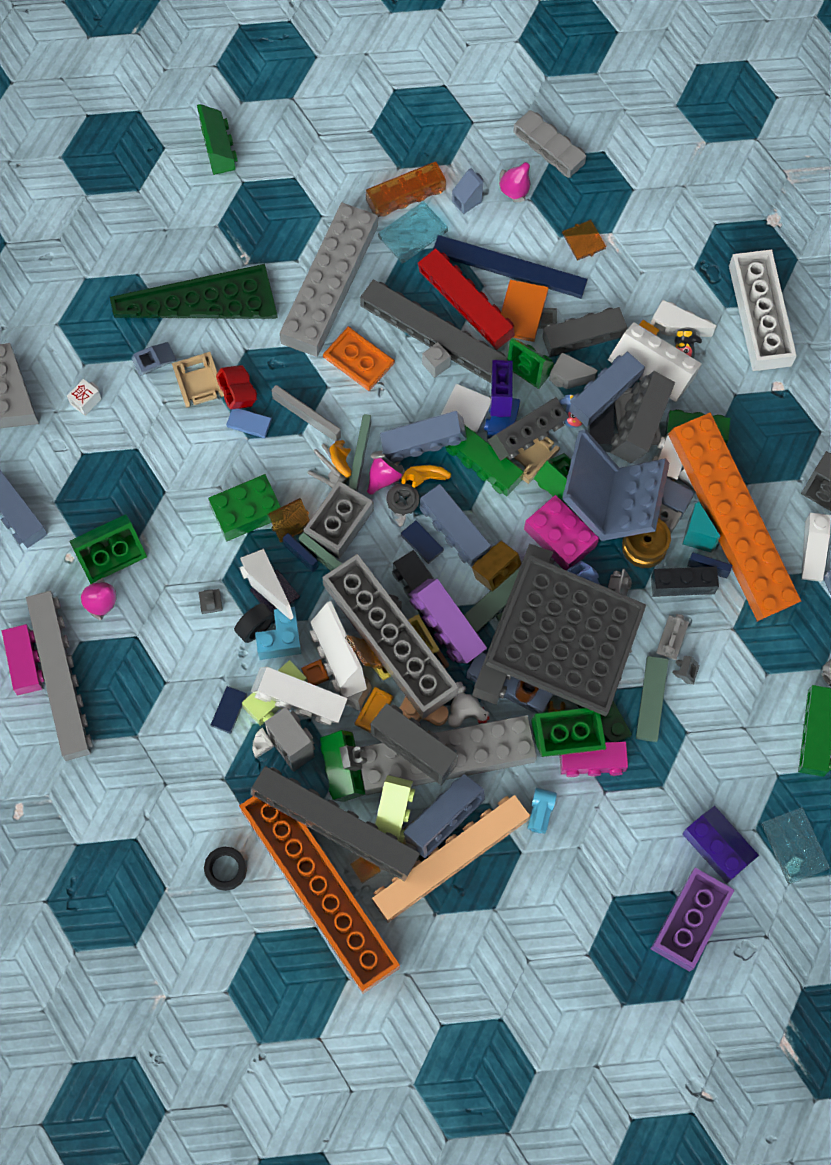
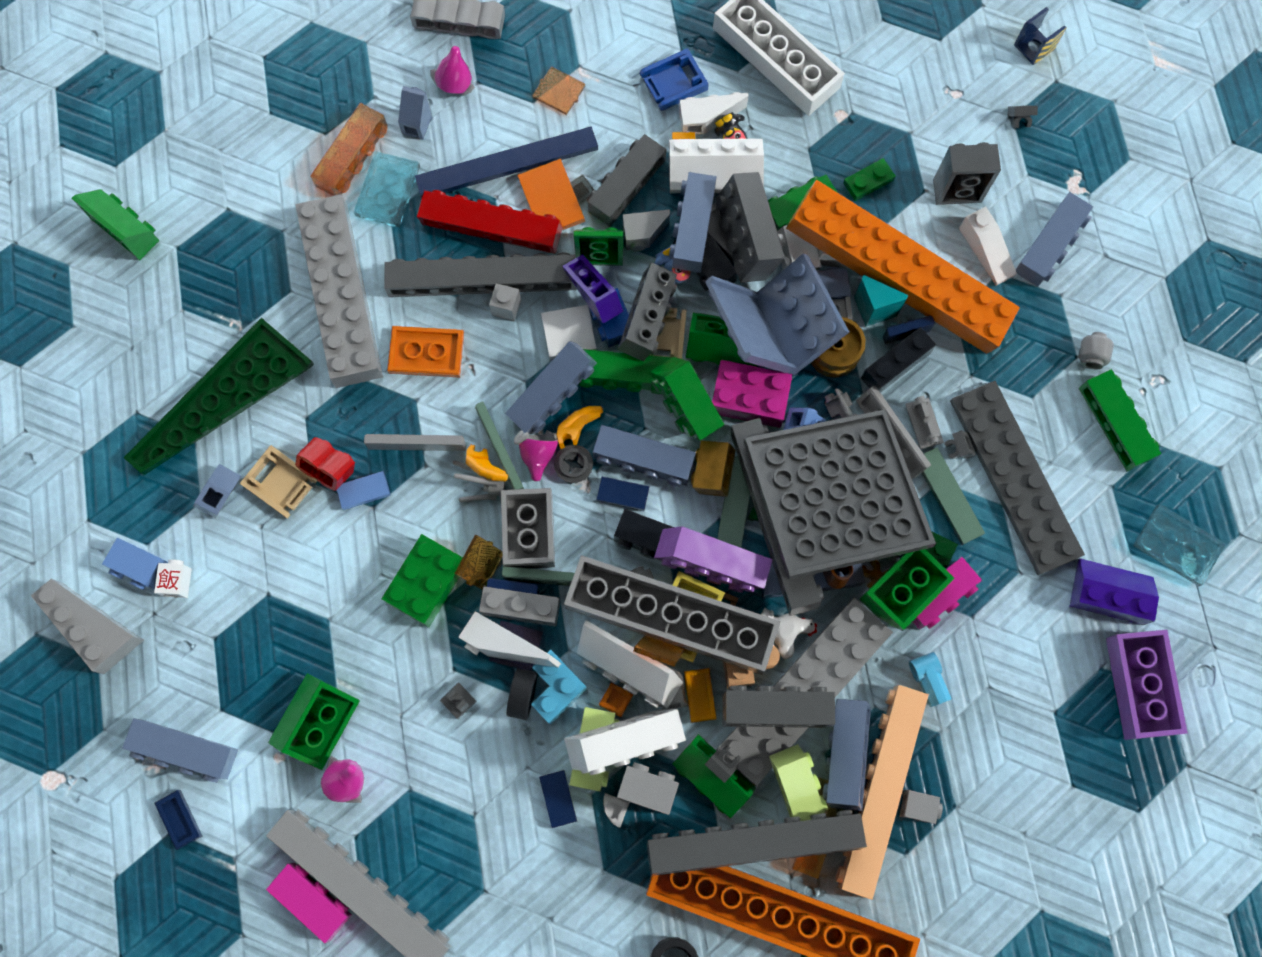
camera: 35 degrees left, 5 degrees up
(67, 368) = (133, 563): none -> medium blue brick
(295, 567) = (519, 606): none -> light grey brick
(469, 887) = (921, 807): none -> light grey brick
(509, 503) = (686, 398): none -> green brick
(644, 637) = (914, 458): none -> light grey tile
(667, 283) = (669, 82): none -> blue container
(711, 720) = (1017, 478): none -> dark grey plate
(763, 444) = (869, 179): none -> green plate

